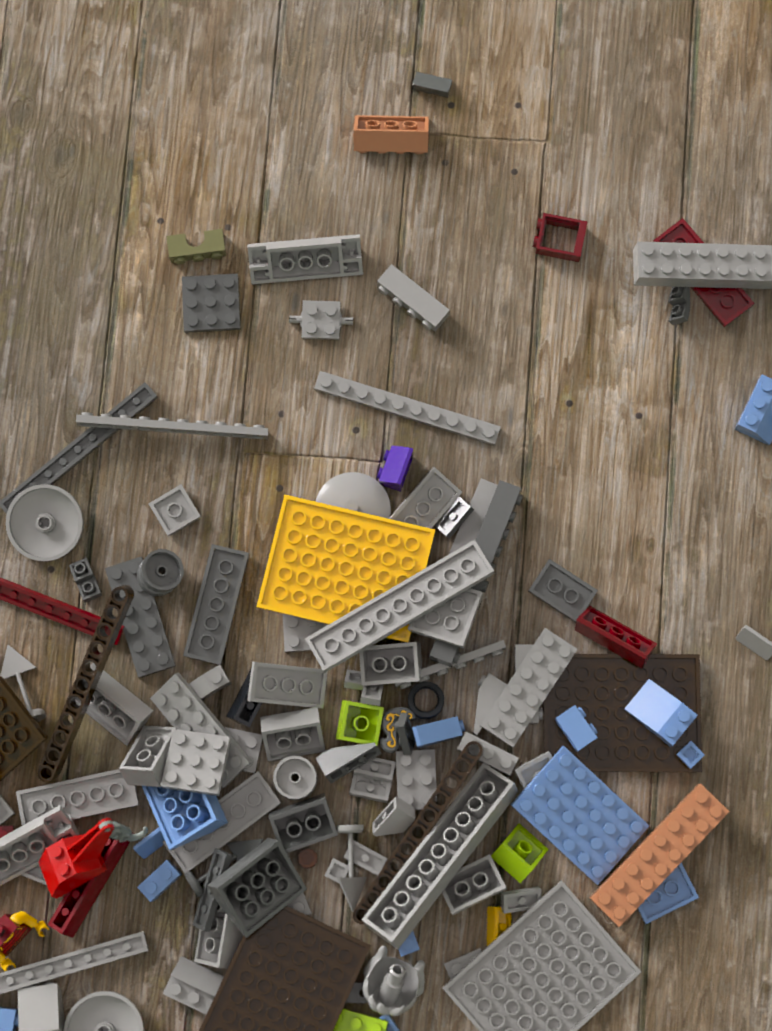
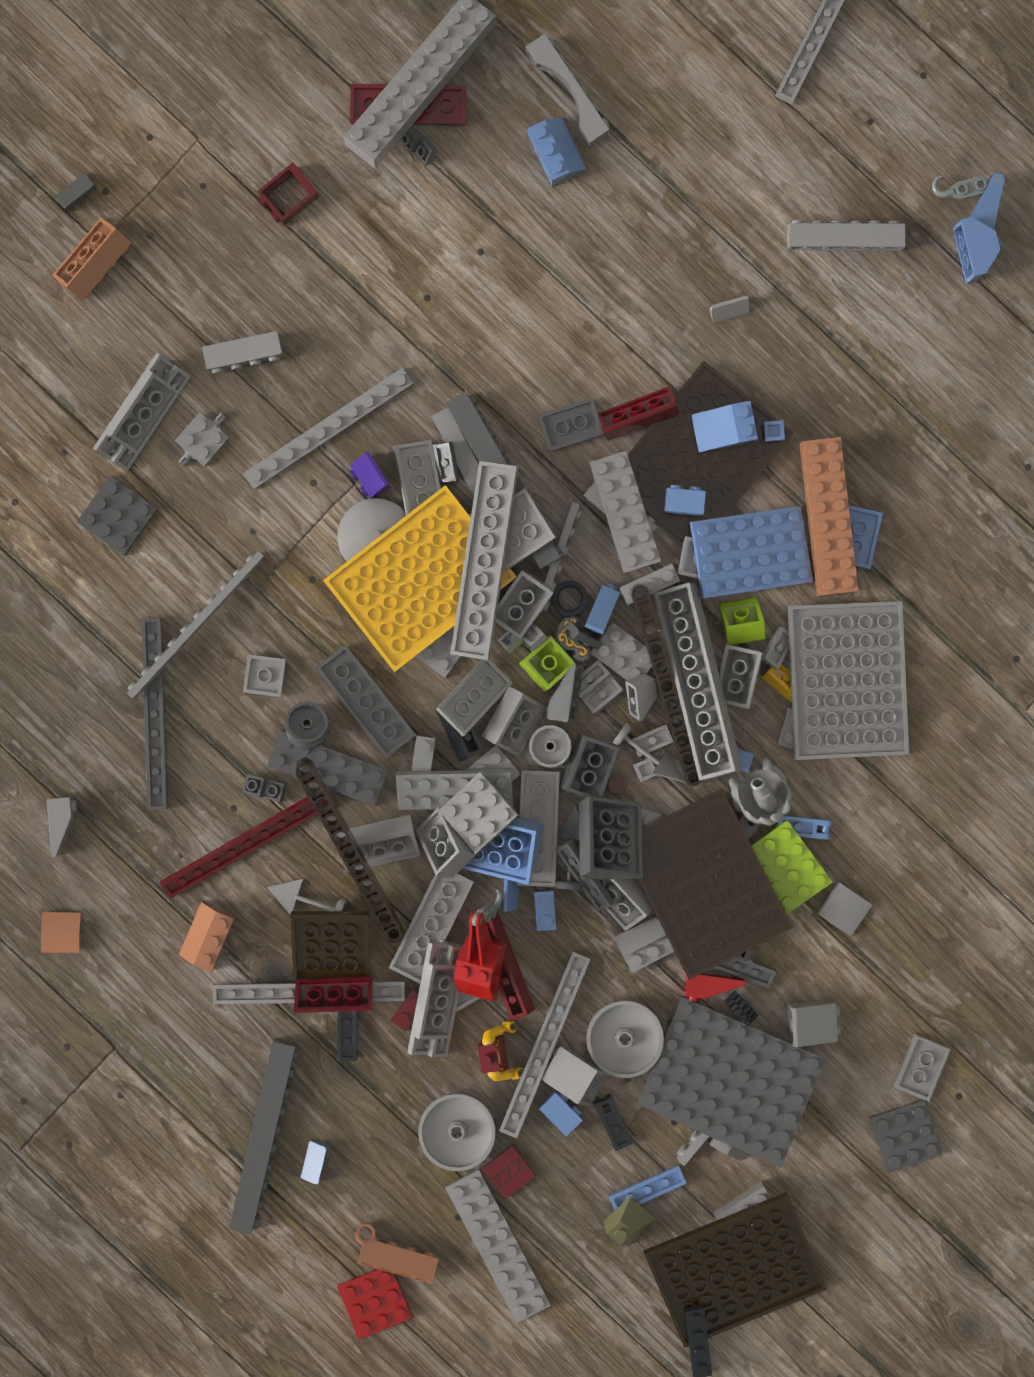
camera: 55 degrees left, 10 degrees up
(44, 522) = (193, 785): light grey dish -> none
(212, 247) = (72, 478): olive arch -> none
(488, 693) = (604, 547): light grey slope -> none

